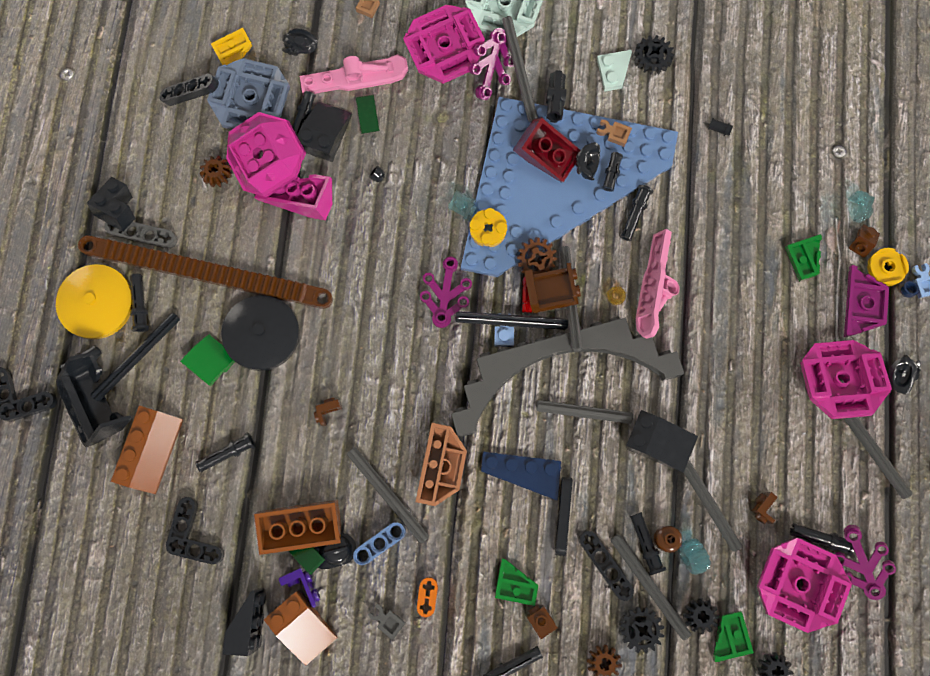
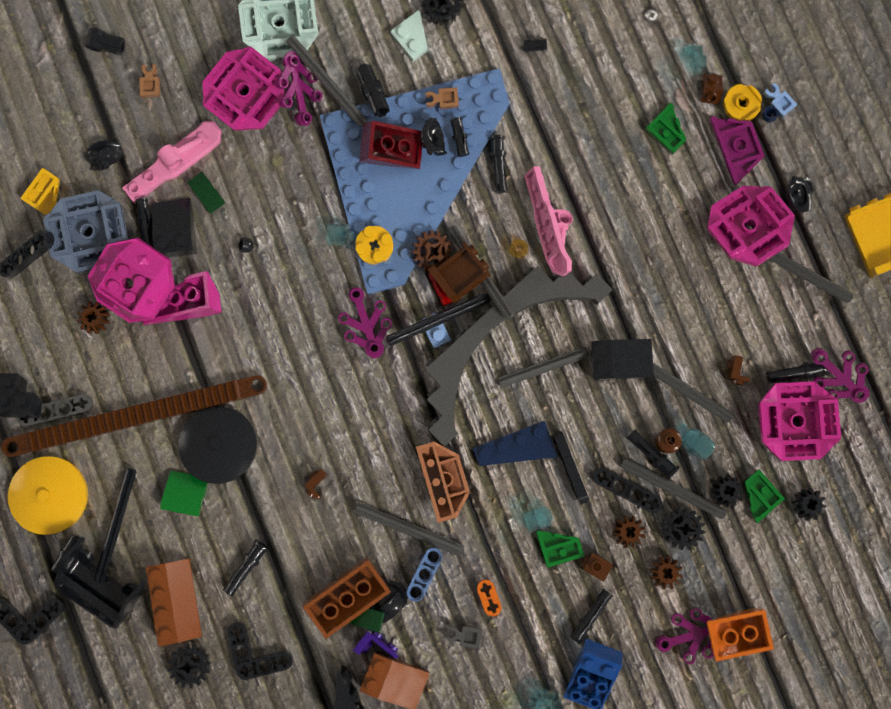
camera: 35 degrees left, 5 degrees up
(125, 520) = (189, 658): none -> black gear
(139, 311) = (95, 484): black pin -> none
(509, 547) = (537, 518): none -> clear light blue brick
(594, 609) = (628, 523): none -> reddish brown gear

